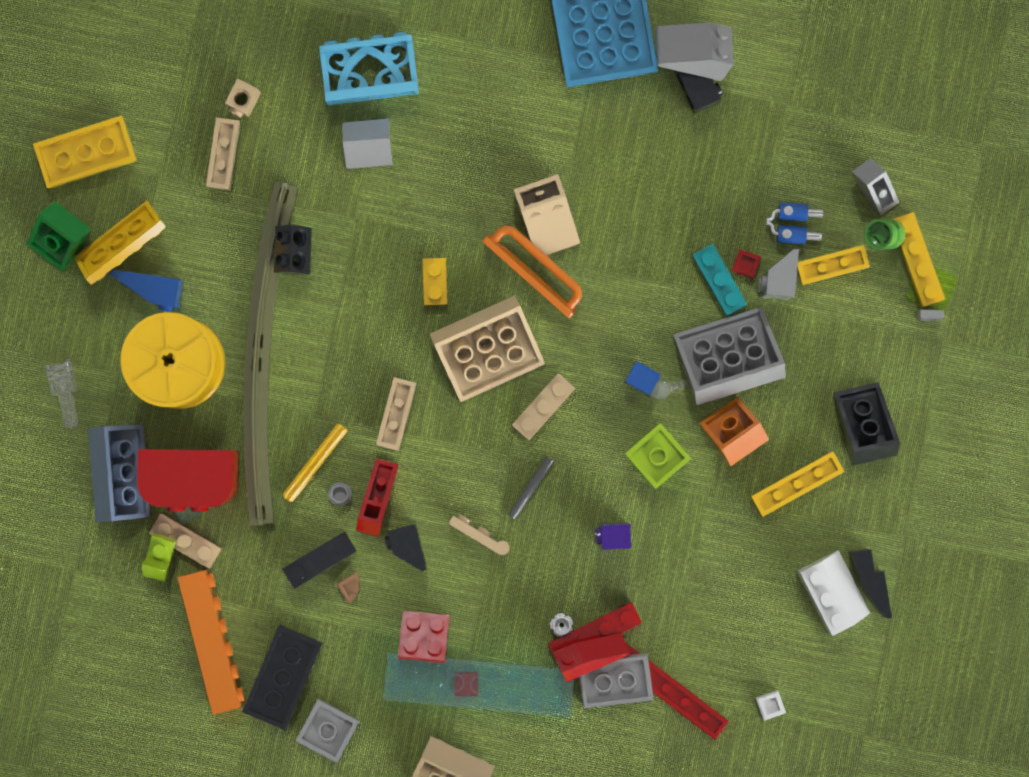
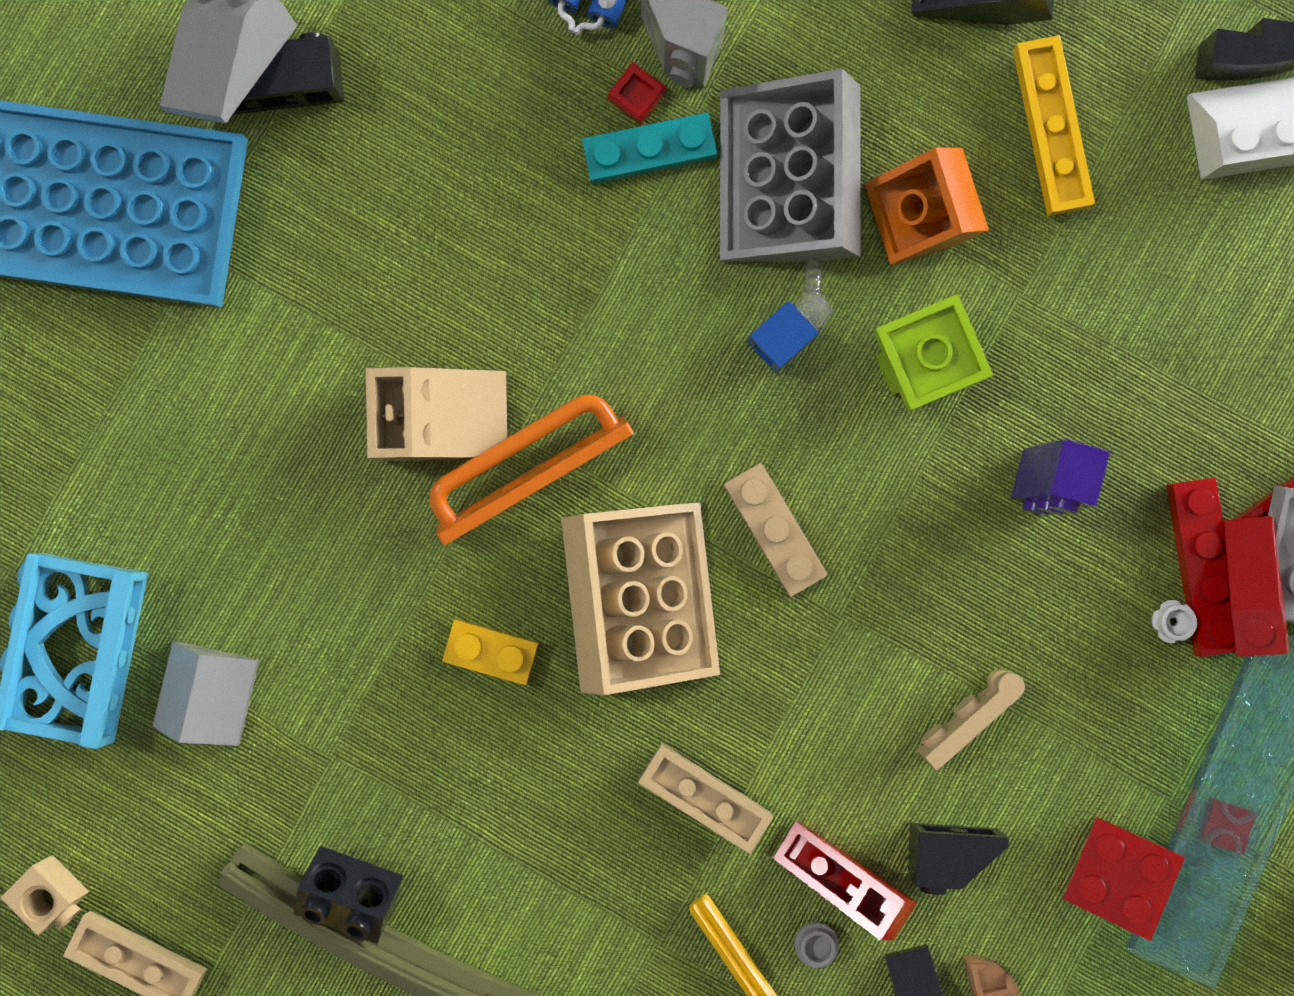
camera: 65 degrees left, 0 degrees up
(530, 488) = (912, 598): dark grey bar -> none

